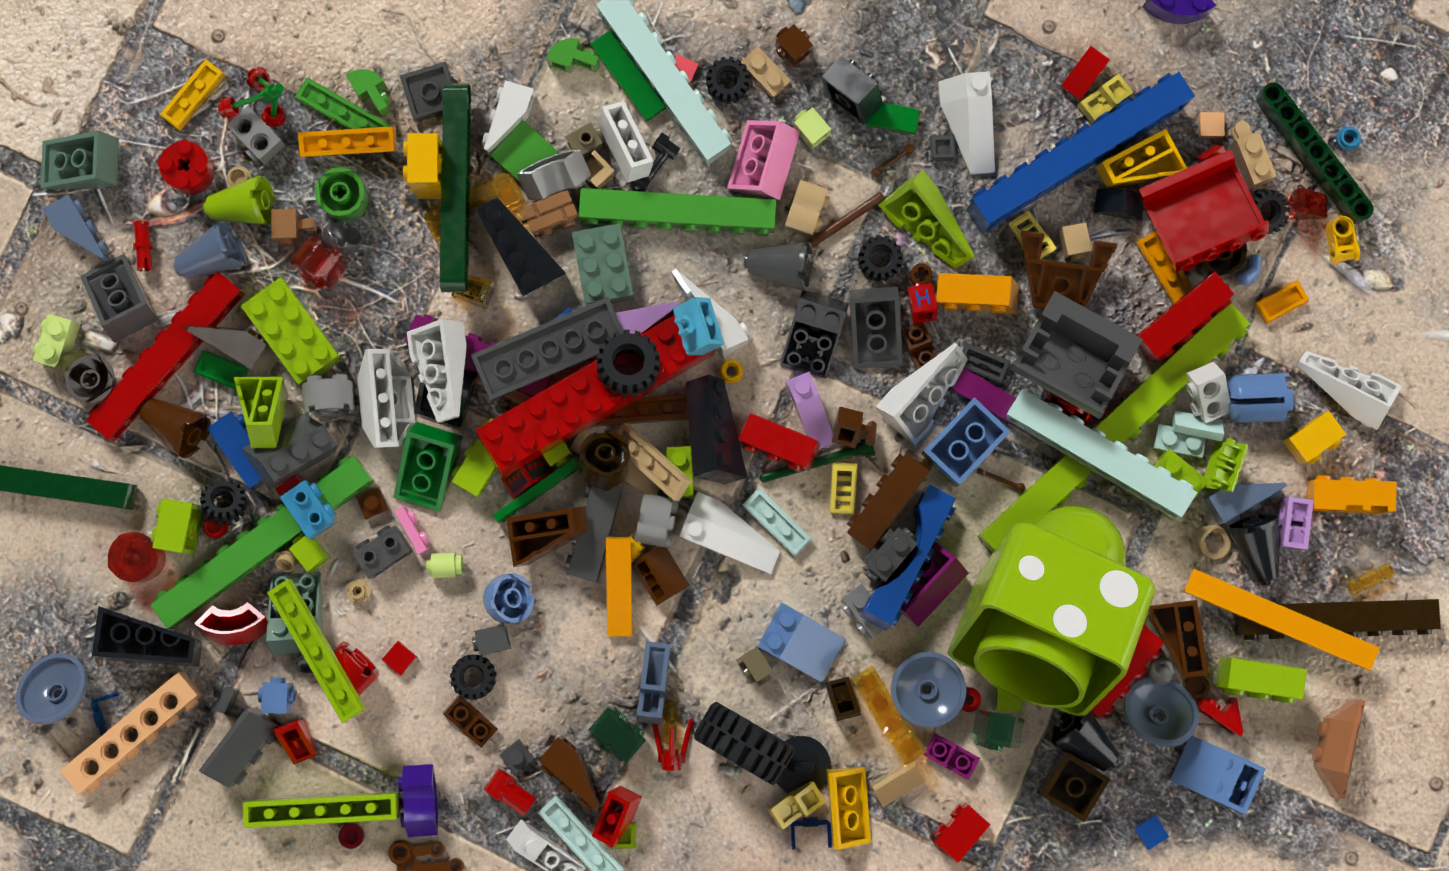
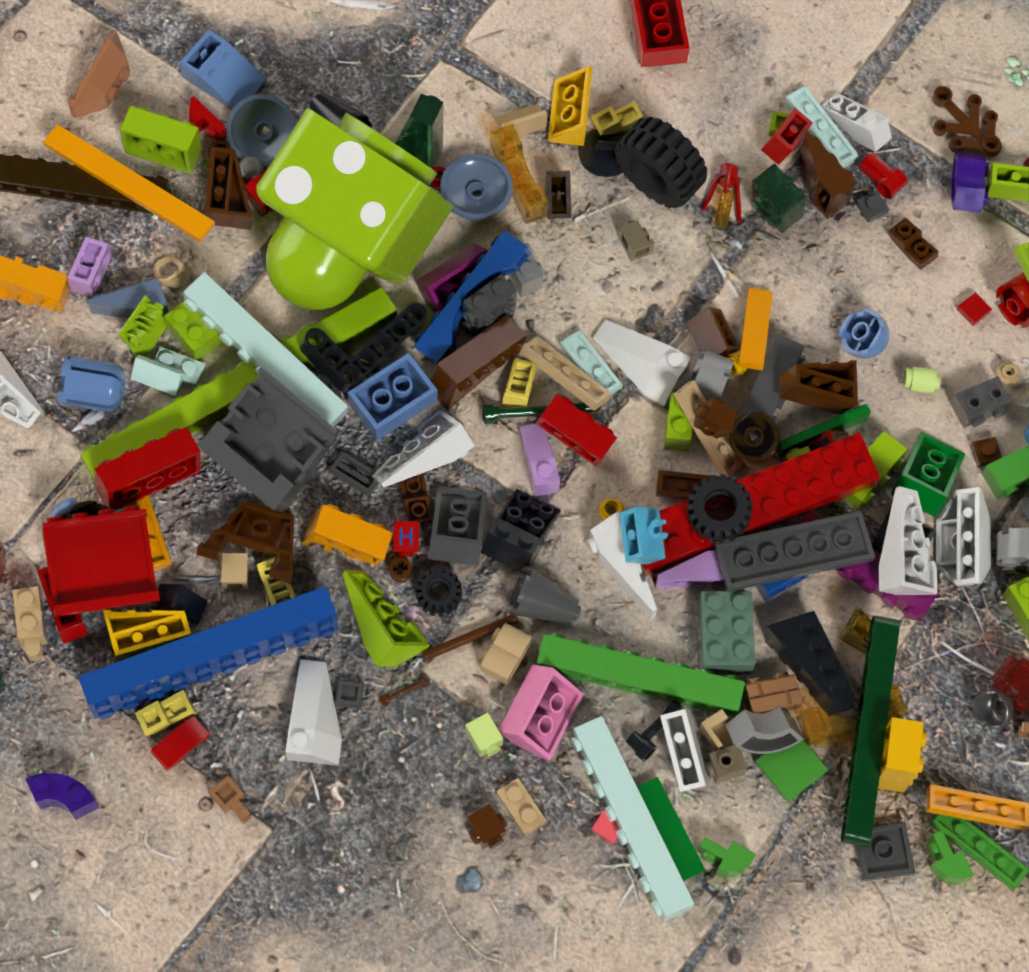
camera: 170 degrees left, 15 degrees down
(331, 186) = (999, 742): bright green brick -> none
(408, 520) = (953, 425): bright pink plate -> none
(484, 687) = (908, 266): black tyre -> none
(491, 640) = (886, 304): dark grey brick -> none
(512, 108) = (799, 810): white slope -> none
(646, 464) = (714, 418): none -> reddish brown brick
(653, 683) = (734, 243): sand blue slope -> none
(713, 432) = (641, 449): black wedge -> none
(734, 67) = (568, 788): black tyre -> none
(800, 502) = (565, 373): none -> tan plate
(801, 642) = (590, 254): medium blue slope -> none
(810, 822) = (603, 104): clear blue piece -> none
(849, 428) = (504, 429): reddish brown brick -> none
(853, 89) = (434, 758): black brick -> none
(896, 118) = (395, 732): green slope -> none
(952, 756) = (464, 135): magenta slope -> none
(960, 832) = (470, 69): red brick -> none
(990, 396) = (361, 443): magenta tile -> none
(999, 485) = (370, 352): none -> black beam
(1030, 31) = (229, 796): none -> medium nougat plate
(1073, 785) = (360, 83): dark brown brick -> none
(1151, 832) = (294, 41): blue tile -> none
(1208, 392) = (141, 397): white brick -> none
(1211, 125) = (61, 666): light nougat tile -> none
(1258, 546) = (129, 256): black cone -> none
(1277, 206) = (23, 556): black tyre -> none
(1281, 302) = (39, 478): light orange tile -> none
(1314, 438) = (46, 340): yellow brick -> none
(1370, 579) = (28, 212): clear yellow axle -> none

